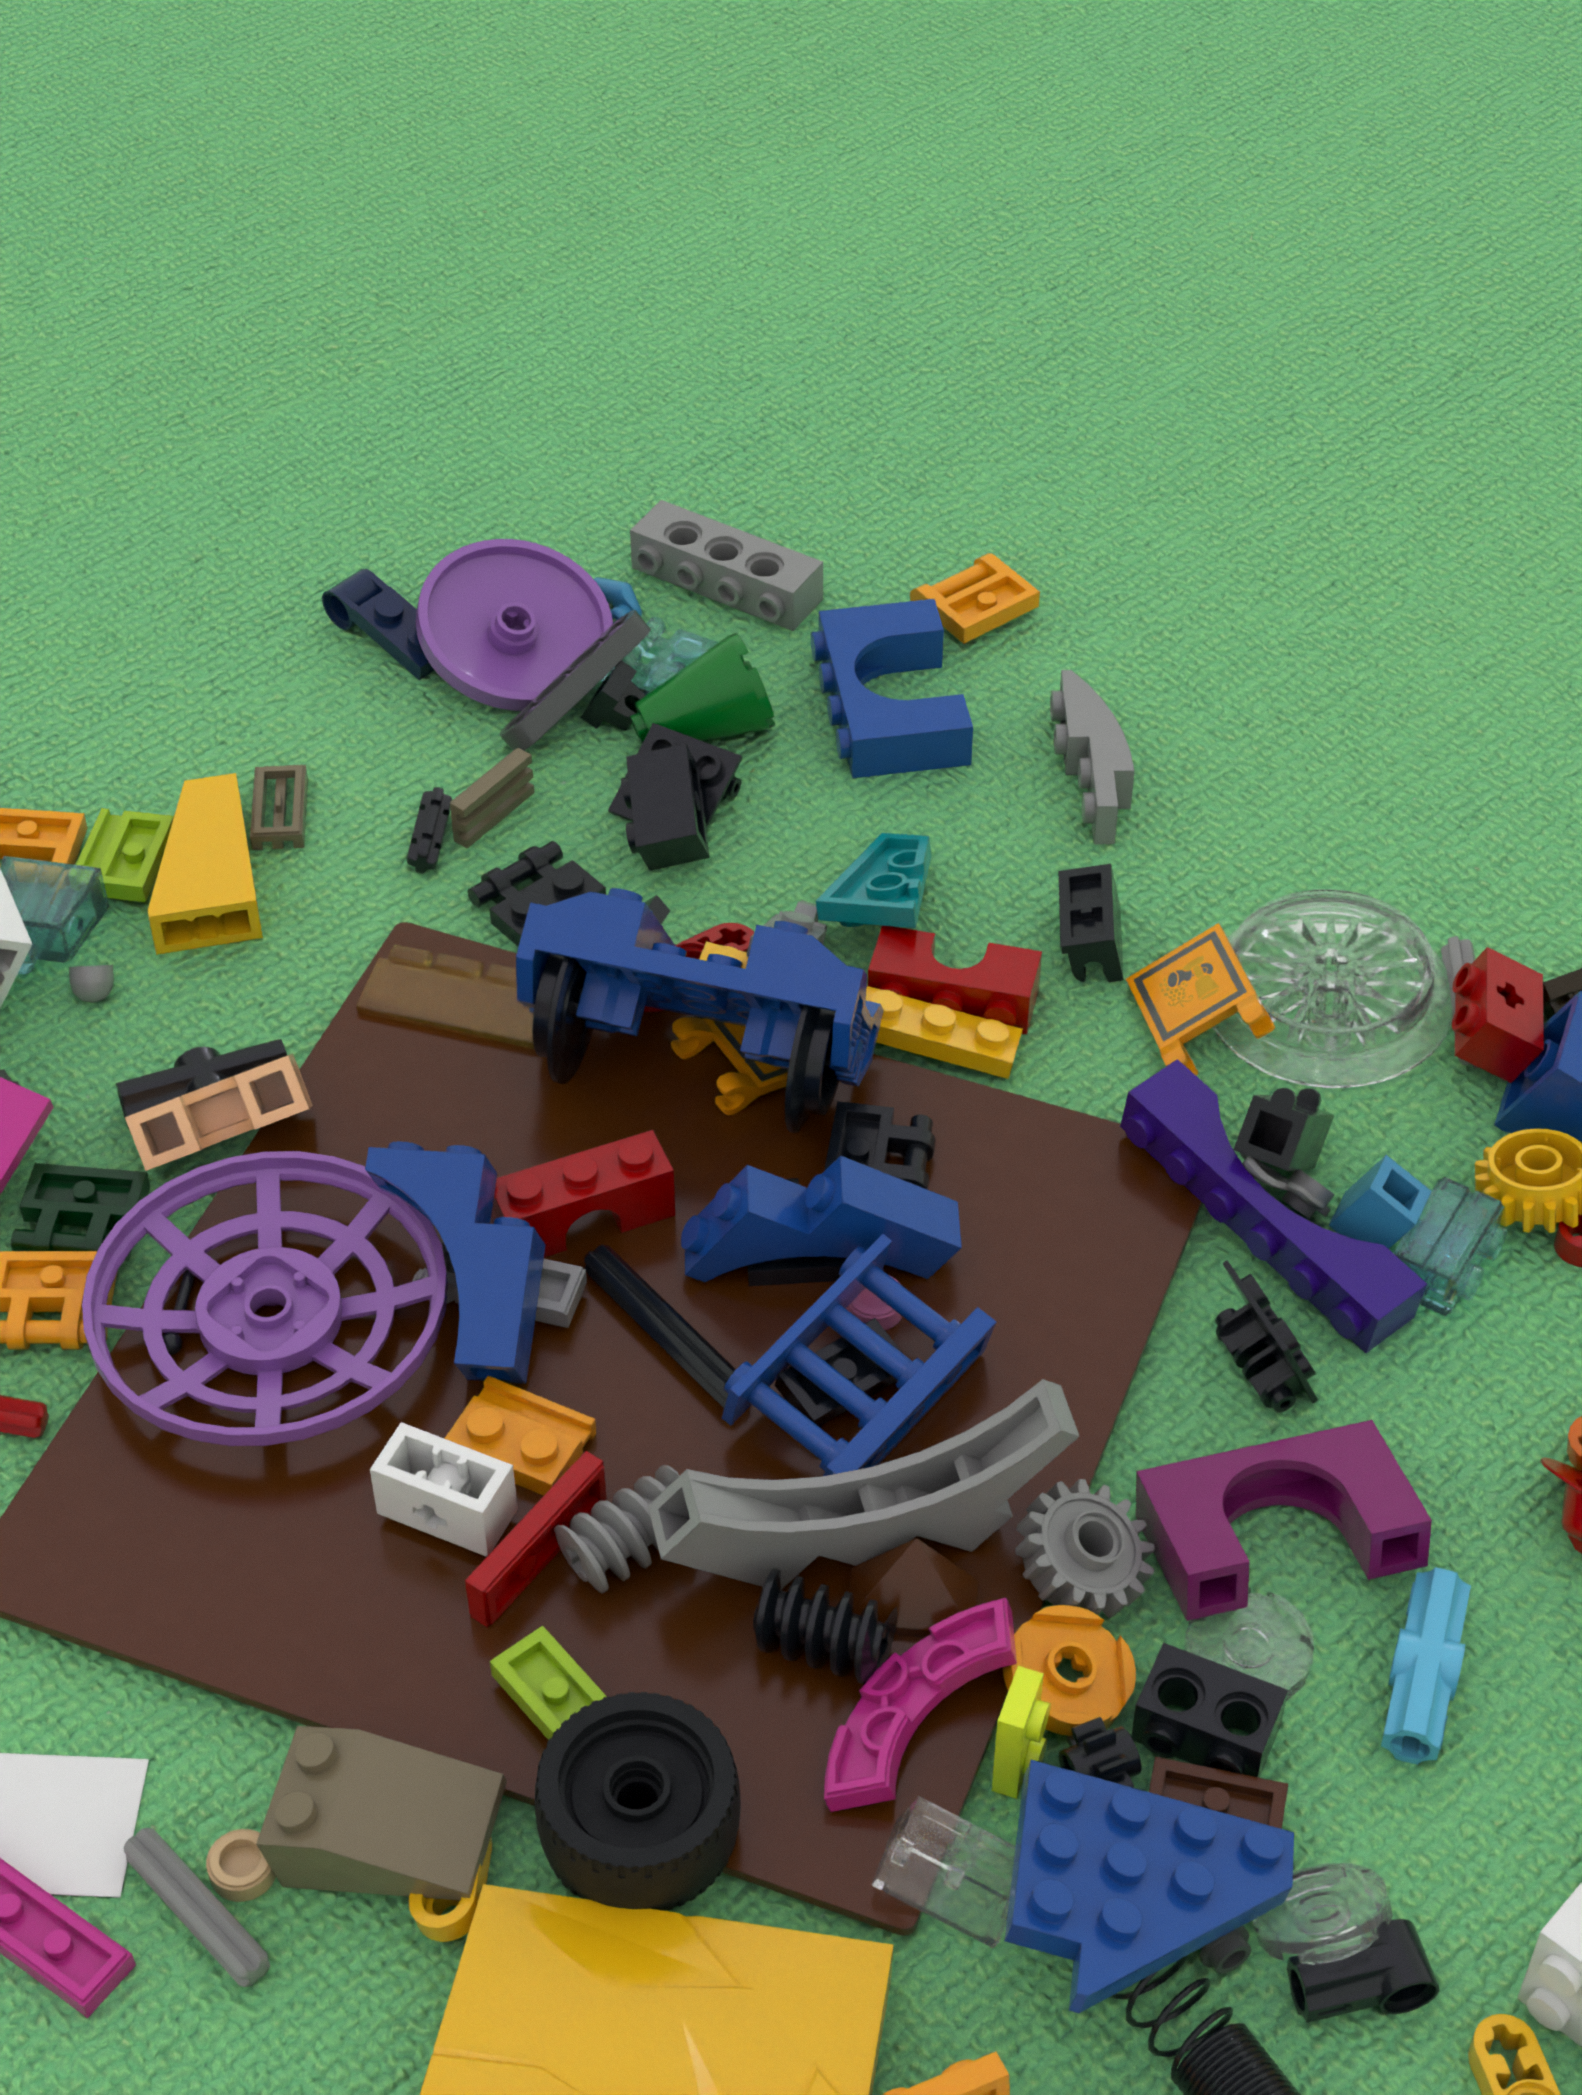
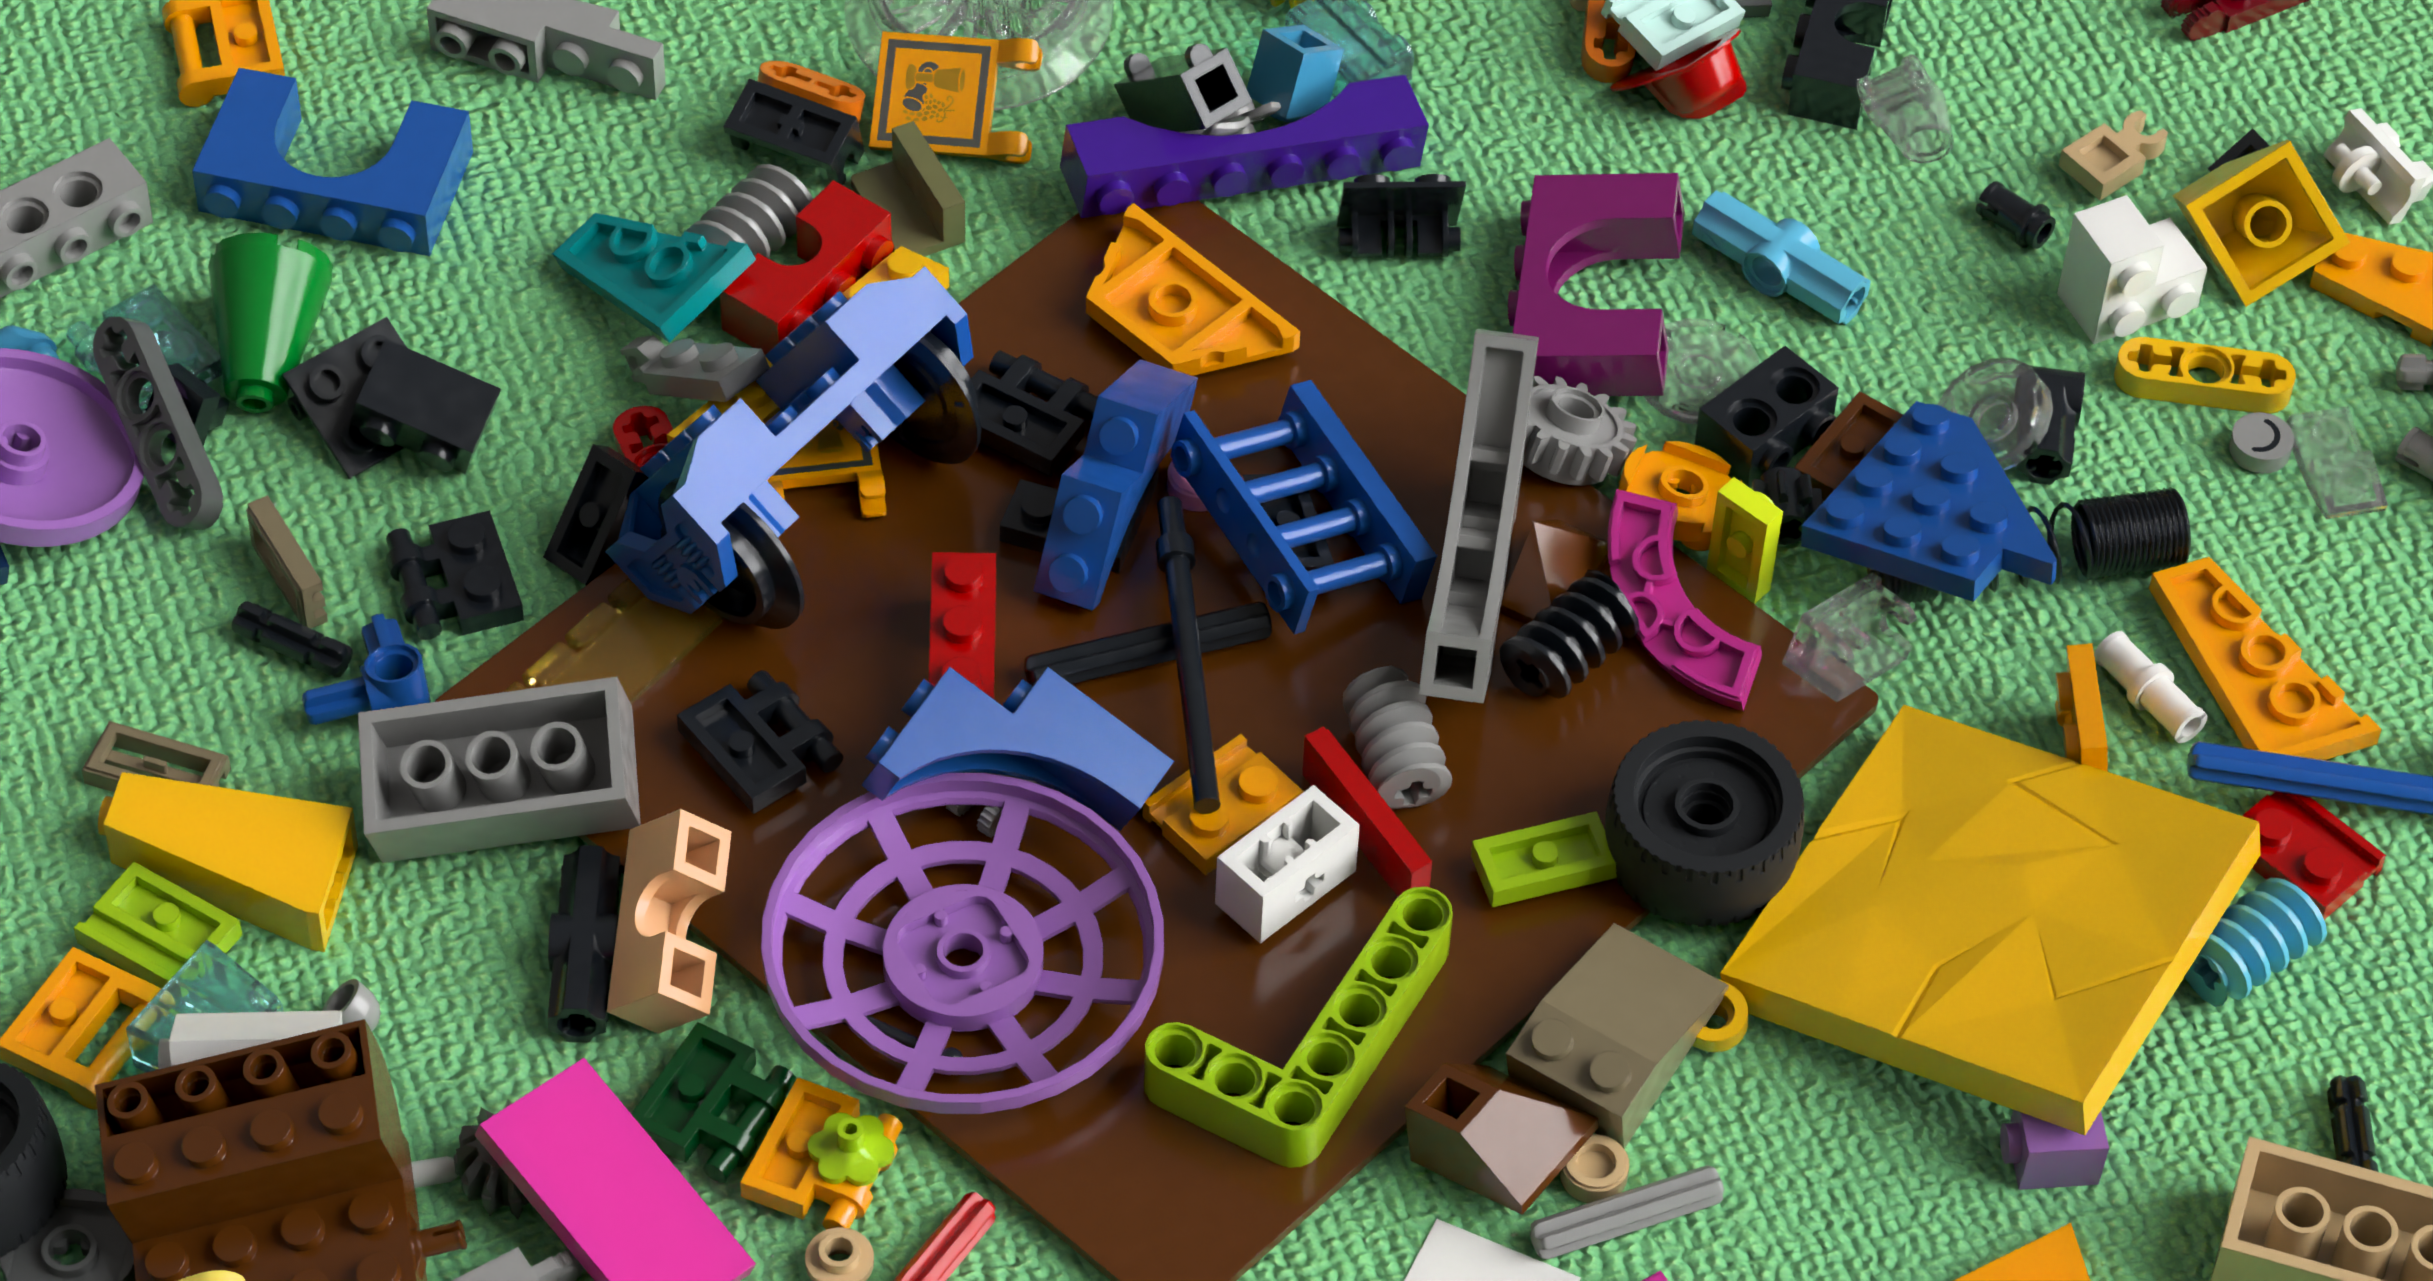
camera: 70 degrees left, 5 degrees up
(49, 1307) = (851, 1149): none -> lime plant
(201, 1508) = (1330, 1046): none -> lime beam
(223, 1752) = (1493, 1133): none -> reddish brown slope
(321, 963) = (498, 769): none -> light grey brick
(405, 886) = (388, 679): none -> blue axle
(429, 1096) = (746, 751): none -> black plate
(755, 1302) = (1176, 559): none -> black bar
(972, 924) = (756, 211): none -> light grey piece
(1055, 1218) = (1180, 305): none -> light orange wing
(1082, 1021) = (917, 192): none -> olive panel
(1146, 919) = (813, 86): none -> orange beam

